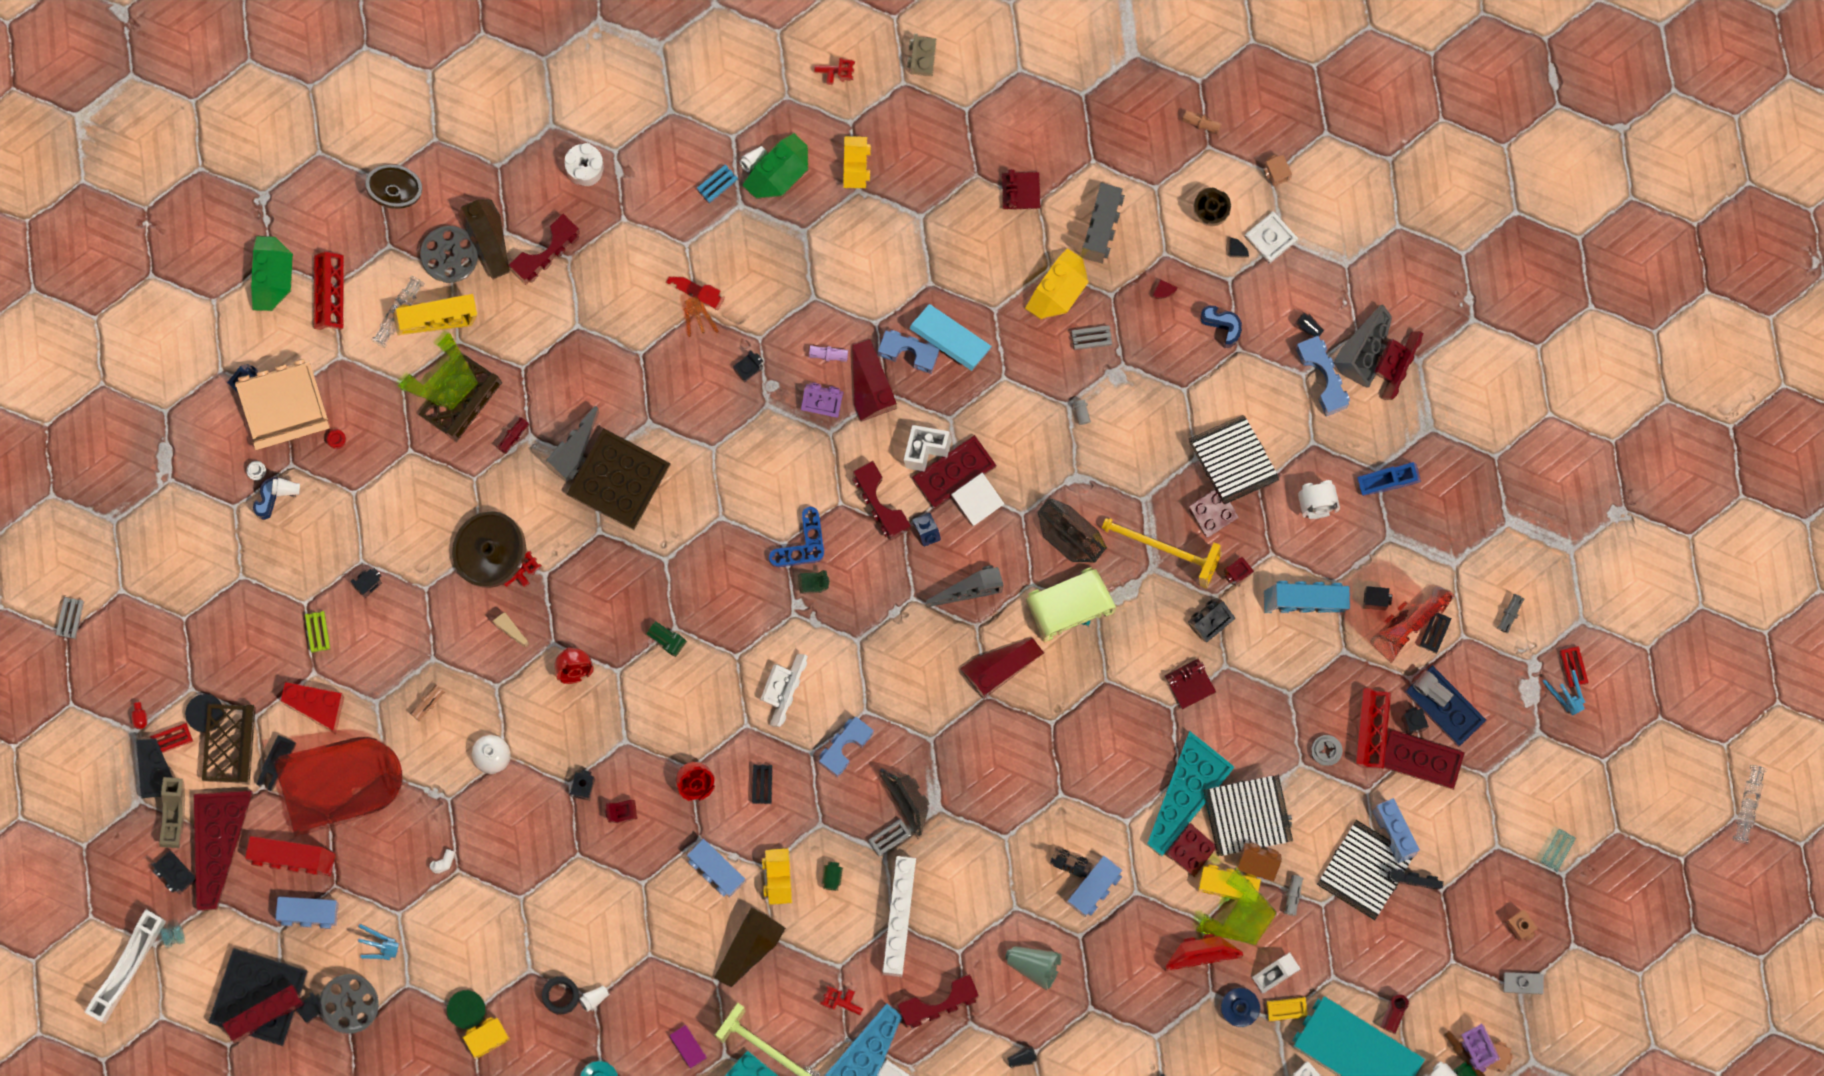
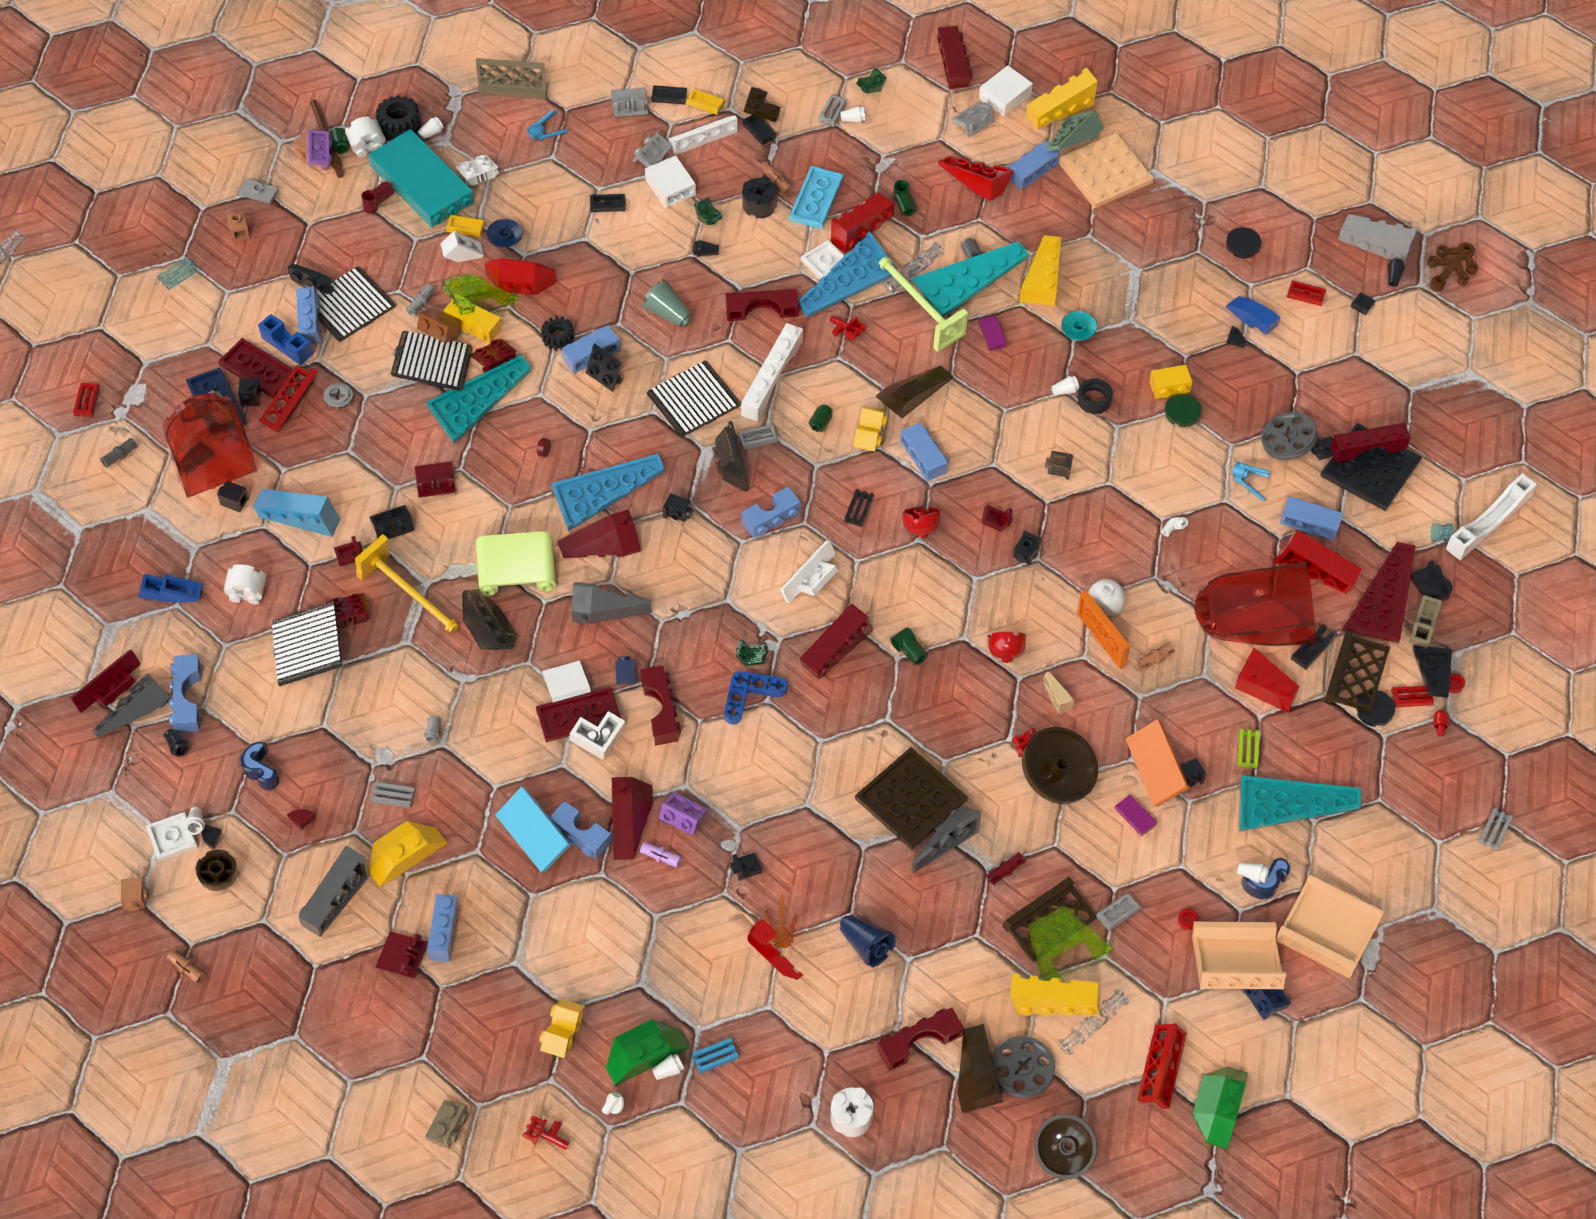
camera: 160 degrees left, 20 degrees down
(130, 766) = (1456, 683): none -> red tile
(207, 468) = (1329, 926): none -> light nougat panel
(256, 470) = (1278, 911): white plate -> none
(271, 584) = (1279, 801): none -> teal wing
(399, 582) = (1157, 763): none -> orange tile
(400, 424) = (1118, 912): none -> light grey plate
(407, 528) = (1135, 815): none -> magenta tile
(483, 707) = (1103, 629): none -> orange tile
(569, 891) = (1059, 464): none -> clear smoke brick
(619, 324) = (867, 939): none -> dark blue cone
(734, 617) = (837, 641): none -> dark red wedge
(788, 114) = (614, 1103): none -> white plate
(938, 722) = (677, 508): none -> black brick
(969, 865) = (693, 398): none -> piece
(994, 221) = (443, 928): none -> medium blue brick
(1028, 717) = (595, 491): none -> dark azure wing
(1097, 752) = (543, 447): none -> dark red tile
(1124, 897) = (557, 325): none -> black tyre
(1255, 253) = (194, 823): none -> white cone
(1414, 798) = (275, 333): none -> blue arch
(1573, 704) = (102, 368): dark azure plant -> none

